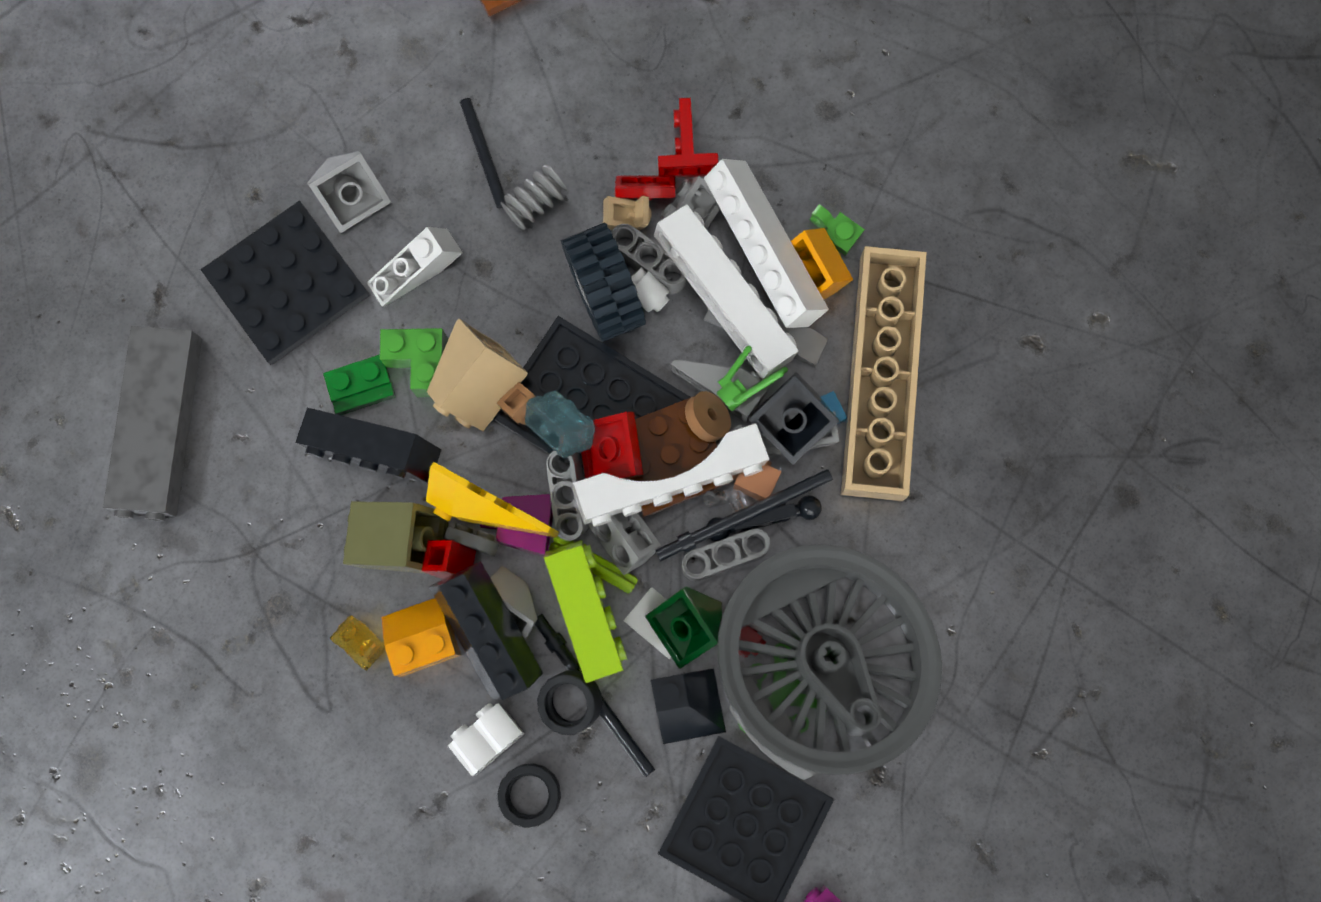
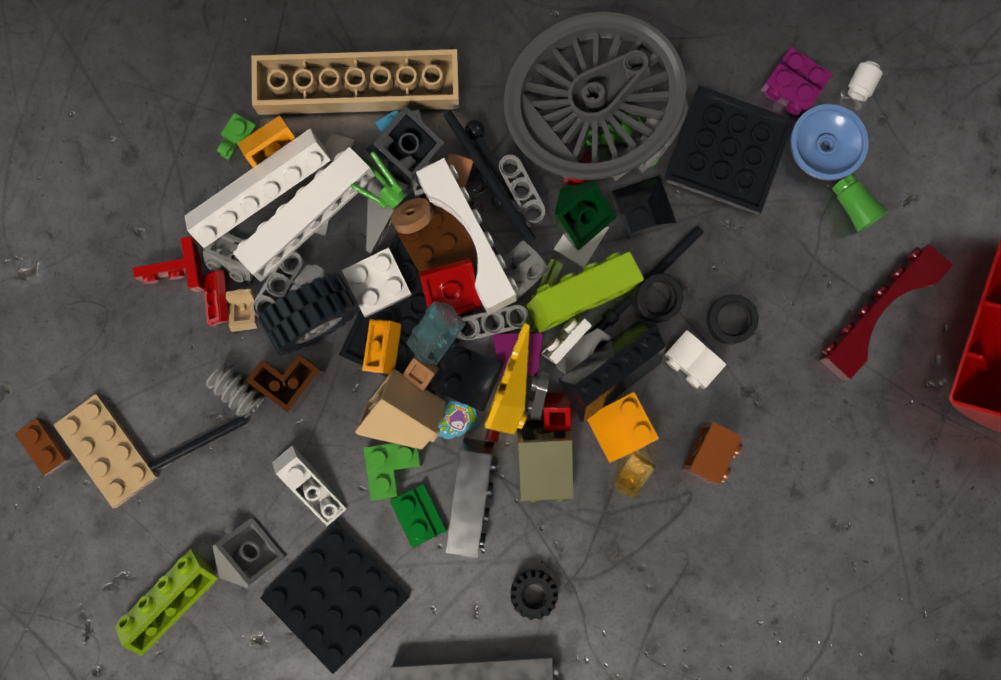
camera: 100 degrees left, 5 degrees up
(226, 500) = (529, 610): none -> black tyre
(311, 100) = (165, 602): none -> lime brick
(364, 740) = (713, 453): none -> dark orange brick
(463, 444) = (458, 420): none -> sticker
(492, 54) = (105, 451): none -> tan plate
(508, 458) = (467, 376): none -> black bracket
(528, 249) = (286, 388): none -> reddish brown brick
(532, 581) = (565, 339): none -> white plate
(558, 365) = (381, 346): none -> light orange slope
(635, 368) = (376, 282): none -> white plate

